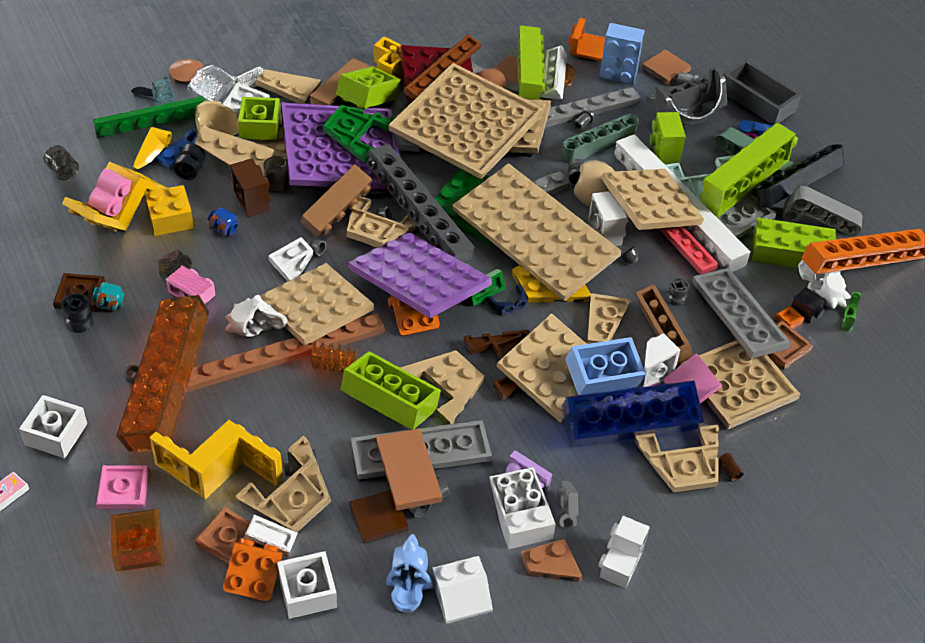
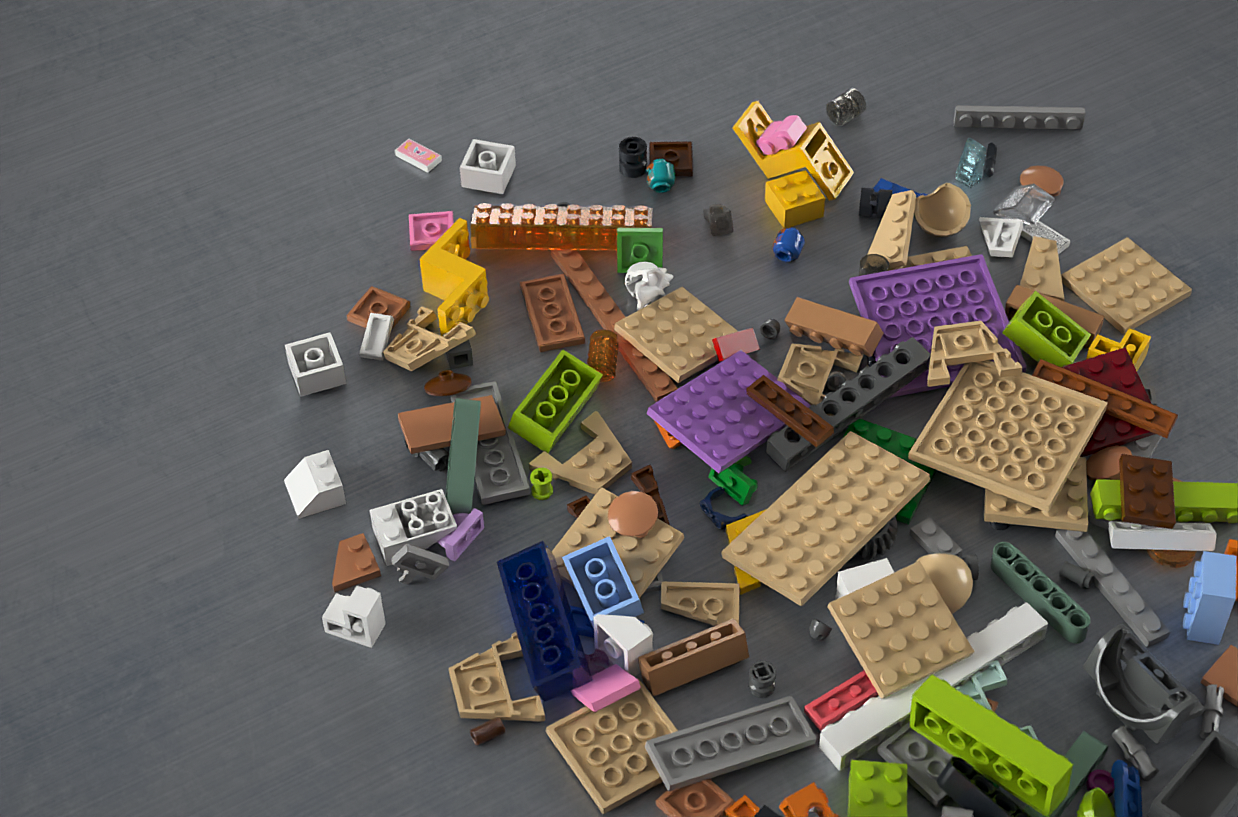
camera: 90 degrees right, 0 degrees up
(110, 68) = (1019, 117): none -> light grey plate
(137, 540) = (363, 242): clear orange brick -> none
(146, 117) = (943, 161): green plate -> none
(152, 146) = (903, 171): yellow piece -> none
(188, 283) = (686, 234): bright pink brick -> none
(212, 315) = (637, 246): none -> bright green plate
(250, 187) = (838, 252): reddish brown brick -> none
(252, 570) = (344, 321): orange bracket -> none
(259, 118) = (950, 237): lime brick -> none
(262, 395) = (552, 313): none -> nougat tile
(292, 259) = (745, 309): white wing -> none
(310, 49) = (1125, 285): none -> tan plate
(338, 267) = (732, 343): none -> tile
(346, 477) = (447, 384): none -> reddish brown dish
(350, 124) = (954, 310): green wing -> none
(378, 516) = (389, 412): reddish brown tile -> none
(385, 125) = (967, 344): none -> tan wing
(409, 575) = (334, 434): light blue head -> none
(434, 231) = (790, 411): none -> reddish brown plate
(450, 457) = (462, 455): none -> sand green beam
(480, 411) = (541, 482): none -> lime bush
(532, 62) = (1147, 491): none -> reddish brown plate
(535, 339) = (632, 514): none -> nougat dish
(667, 137) = (1051, 663): lime brick -> none
(727, 119) = (1135, 753): none -> light grey pin

